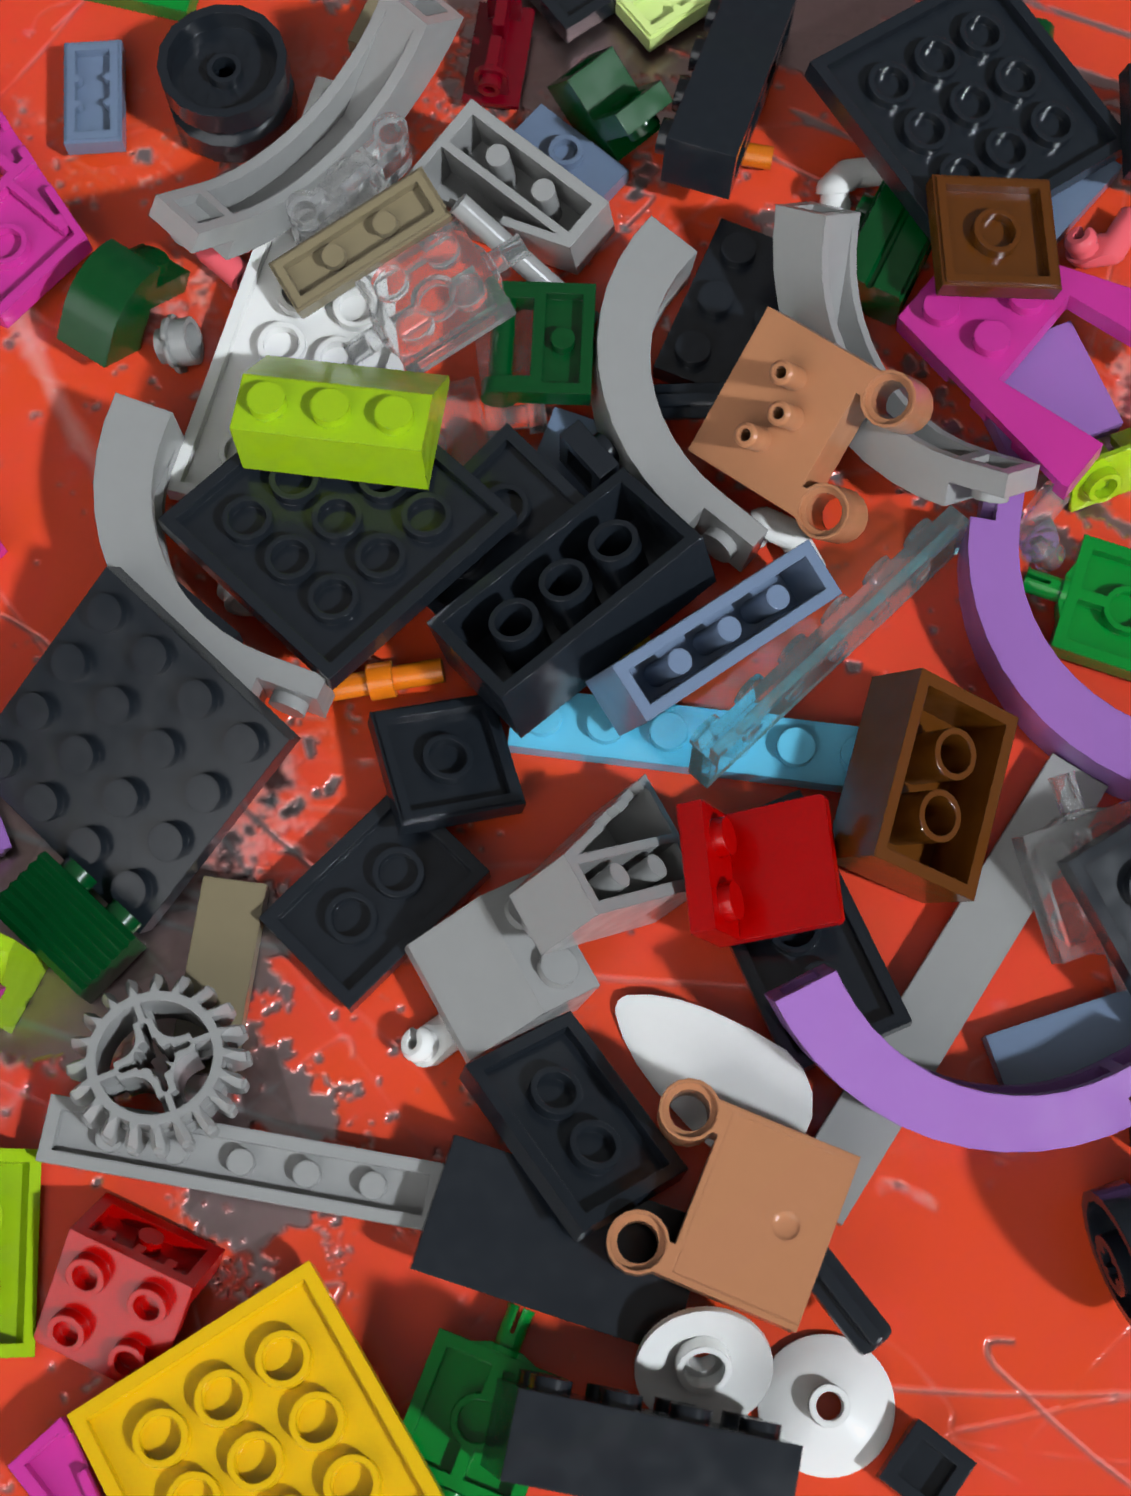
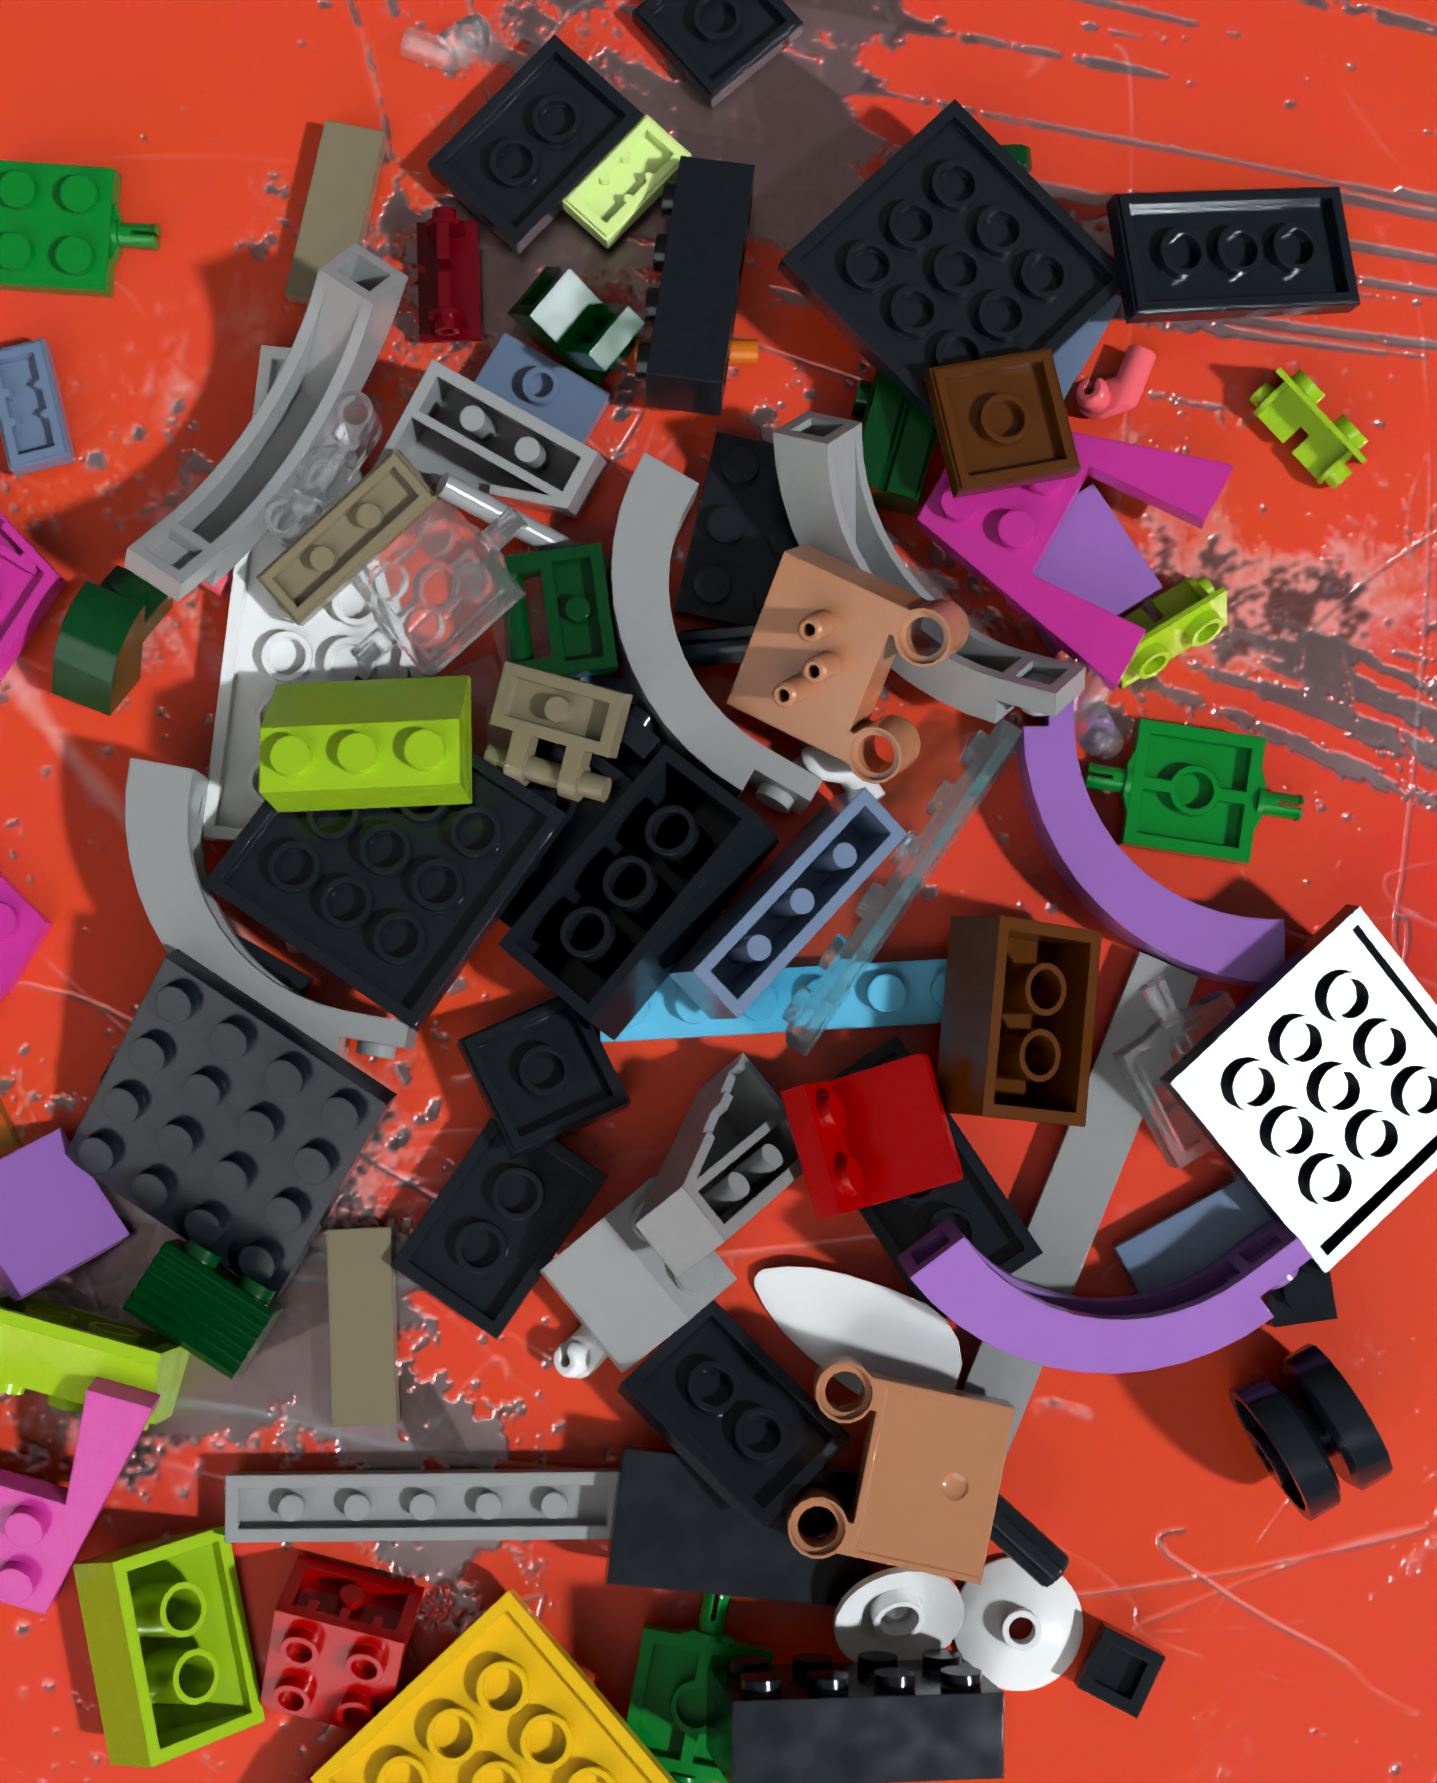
camera: 10 degrees left, 10 degrees up
(133, 1074) = (311, 1409): light grey gear -> none
(179, 343) = (180, 671): light grey plate -> none
(227, 82) = (169, 373): black wheel -> none
(383, 680) = (468, 992): orange bar -> none
(529, 418) = (562, 712): none -> dark tan plate
(845, 178) = (833, 370): white arm -> none

